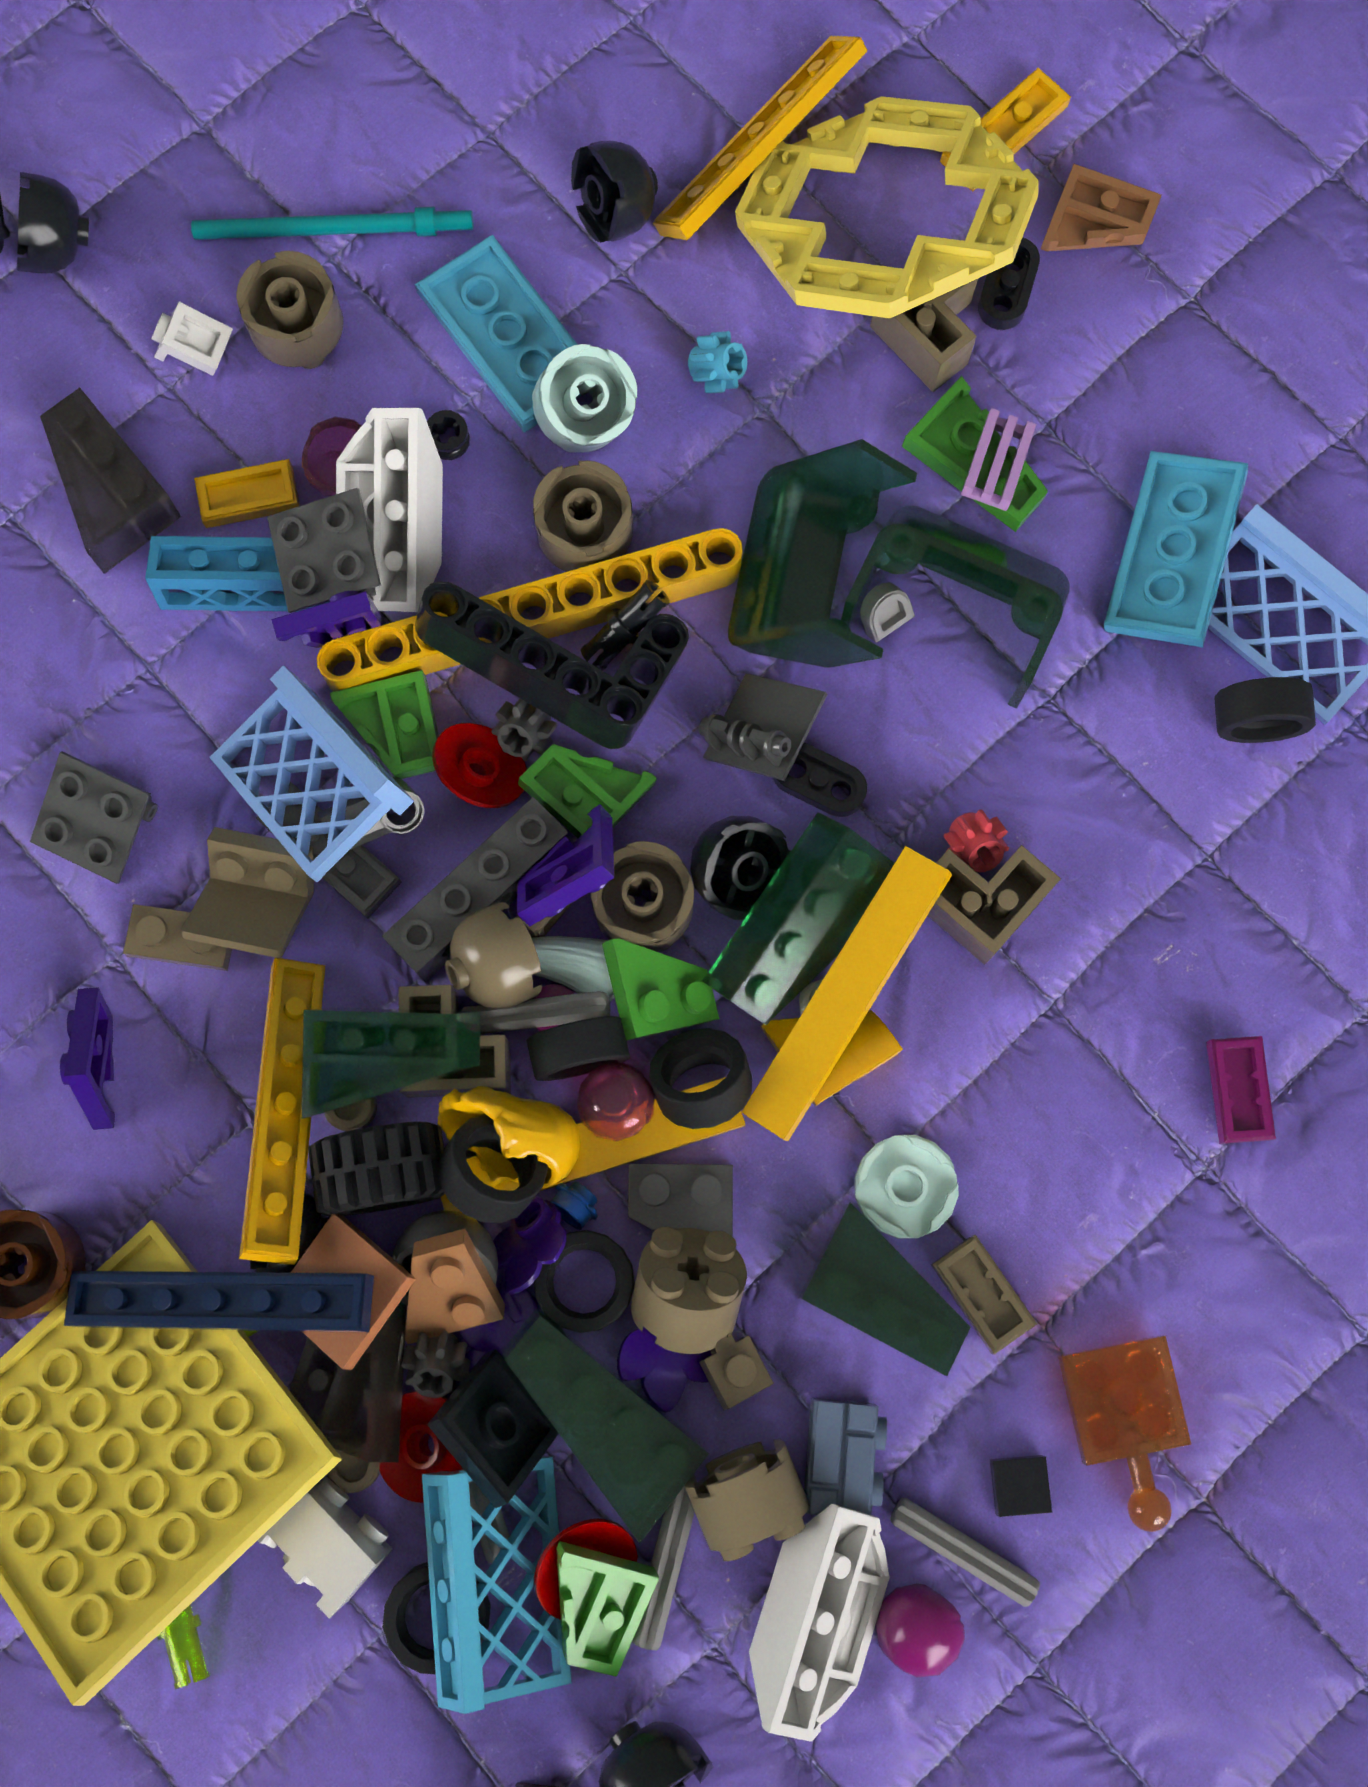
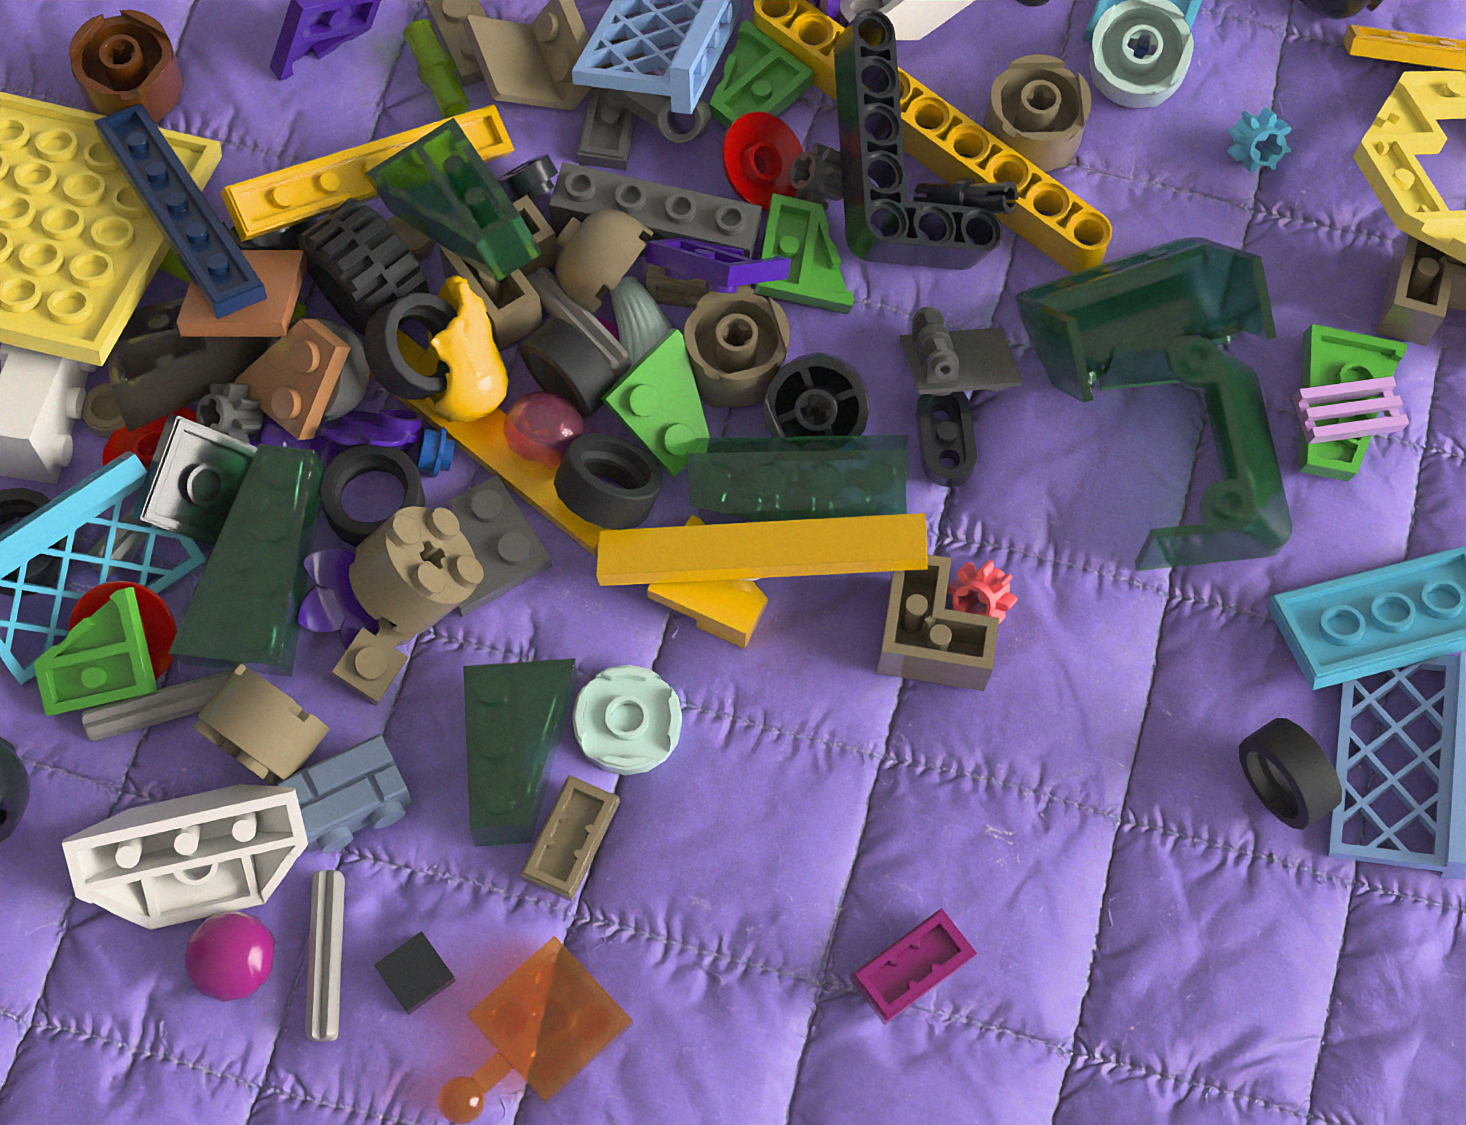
camera: 55 degrees right, 10 degrees down
(199, 985) = (436, 68): none -> clear neon green pin
(373, 974) = (529, 178): none -> black plate
(885, 610) = (1140, 401): light grey tile -> none

